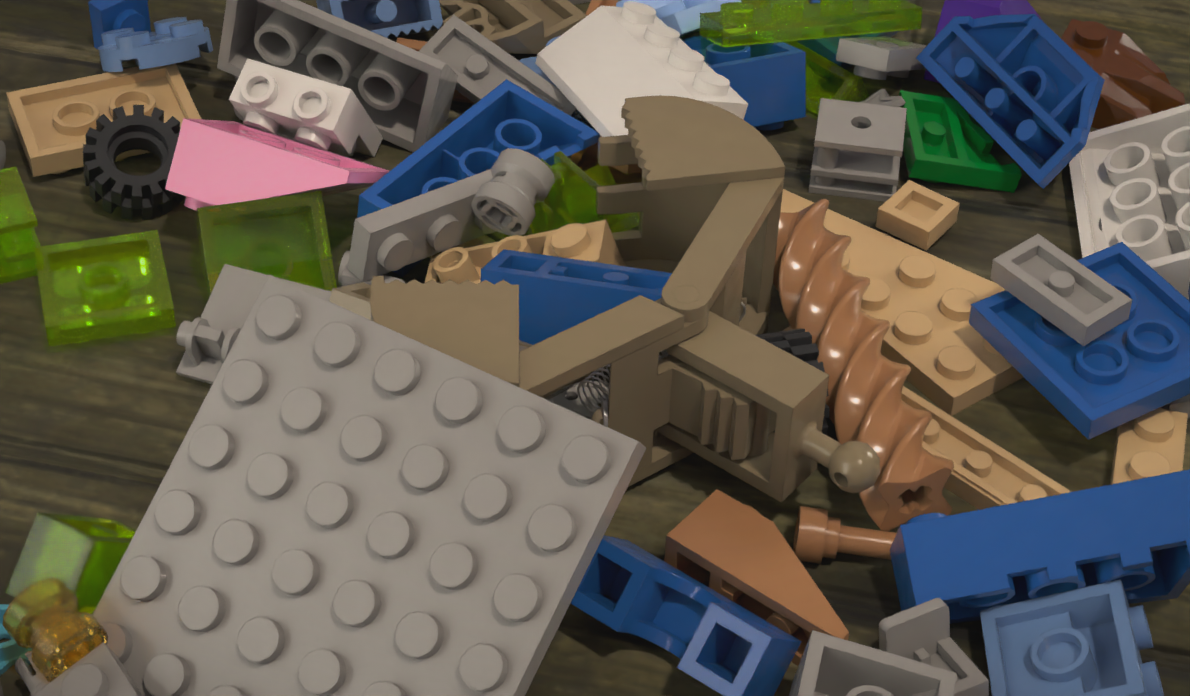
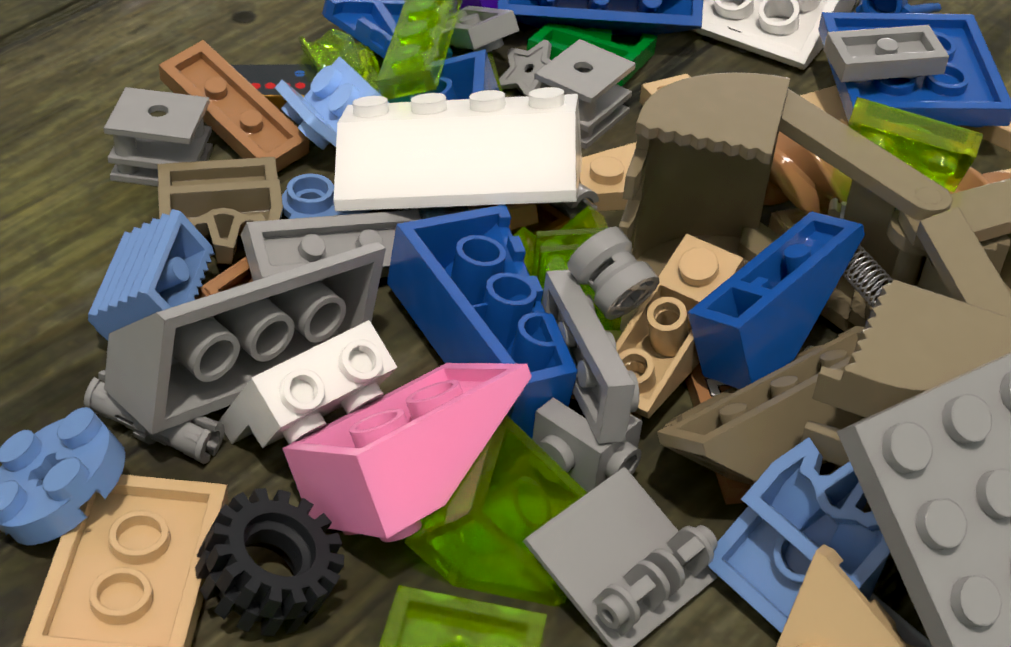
camera: 65 degrees left, 0 degrees up
(810, 295) = (926, 144): none -> clear neon green plate

